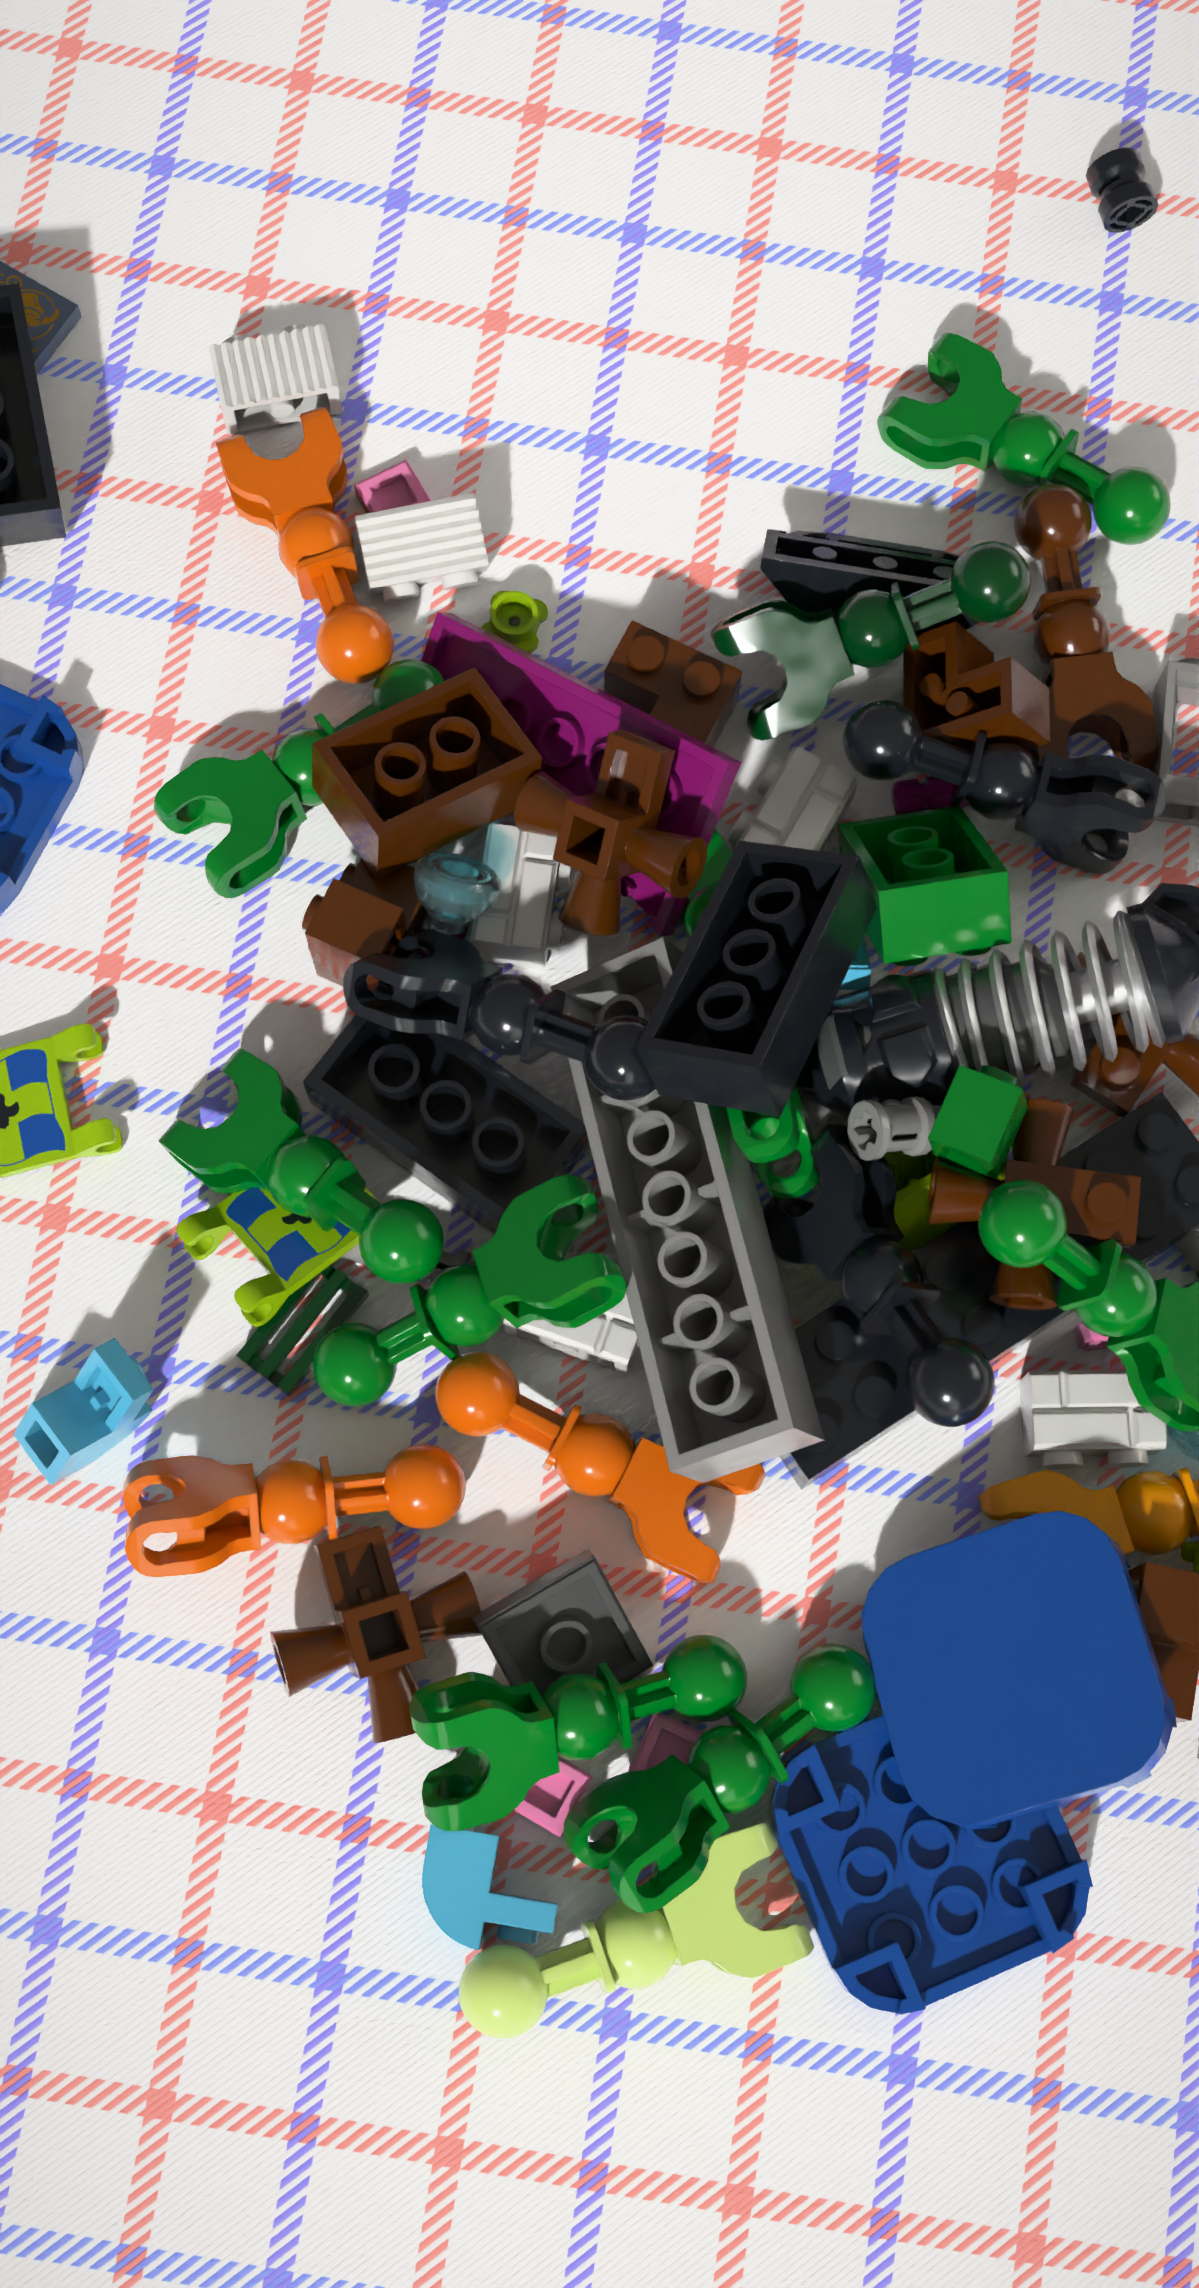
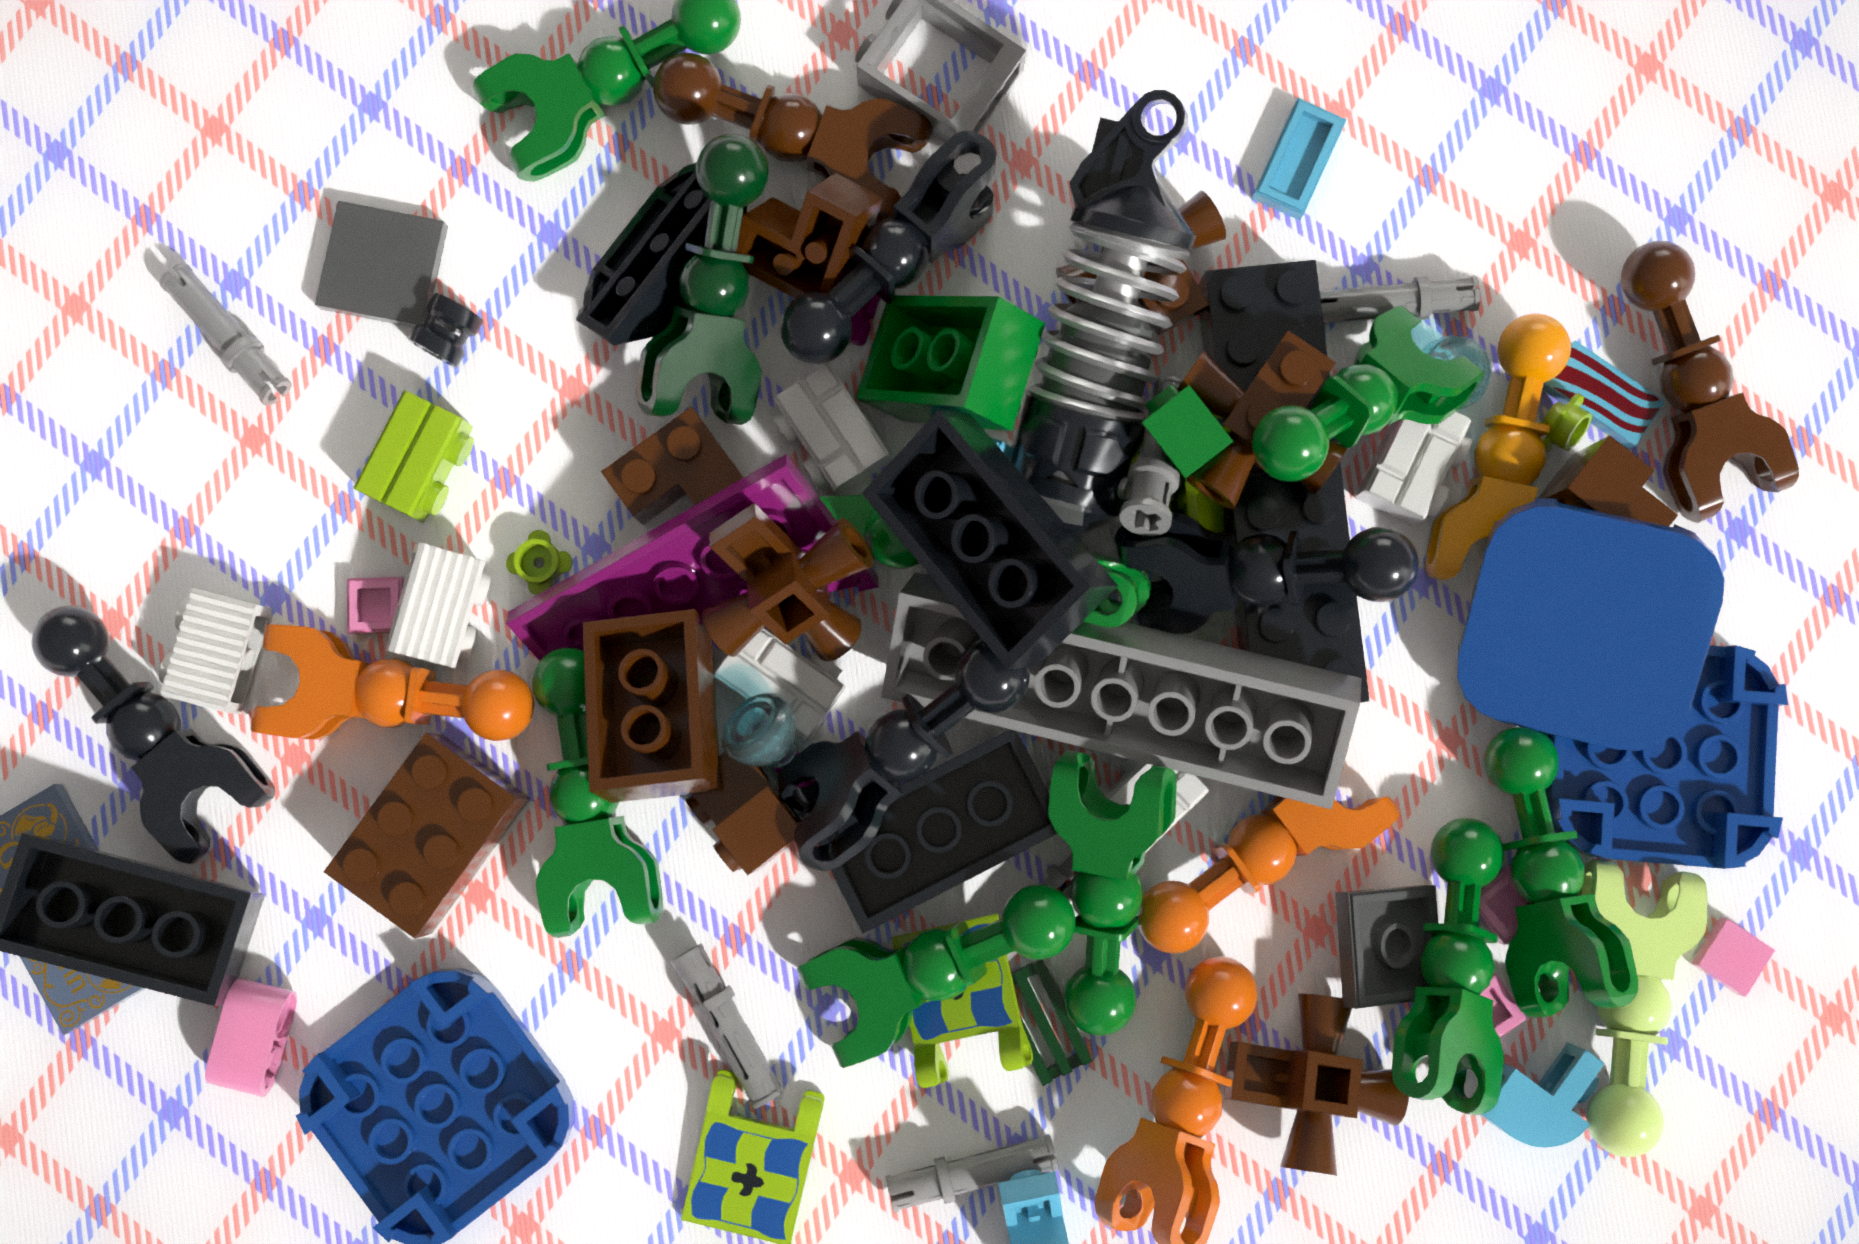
camera: 60 degrees left, 10 degrees up
(96, 1308) = (969, 1173): none -> light grey pin
(150, 390) = (147, 729): none -> black piece
(154, 1004) = (733, 1036): none -> light grey pin
(196, 645) = (427, 835): none -> reddish brown brick
(554, 460) = (415, 457): none -> lime brick
(571, 264) = (239, 351): none -> light grey pin
(679, 424) = (440, 341): none -> black wheel
(723, 346) = (381, 264): none -> dark grey tile
(745, 2041) = (1733, 957): none -> bright pink tile

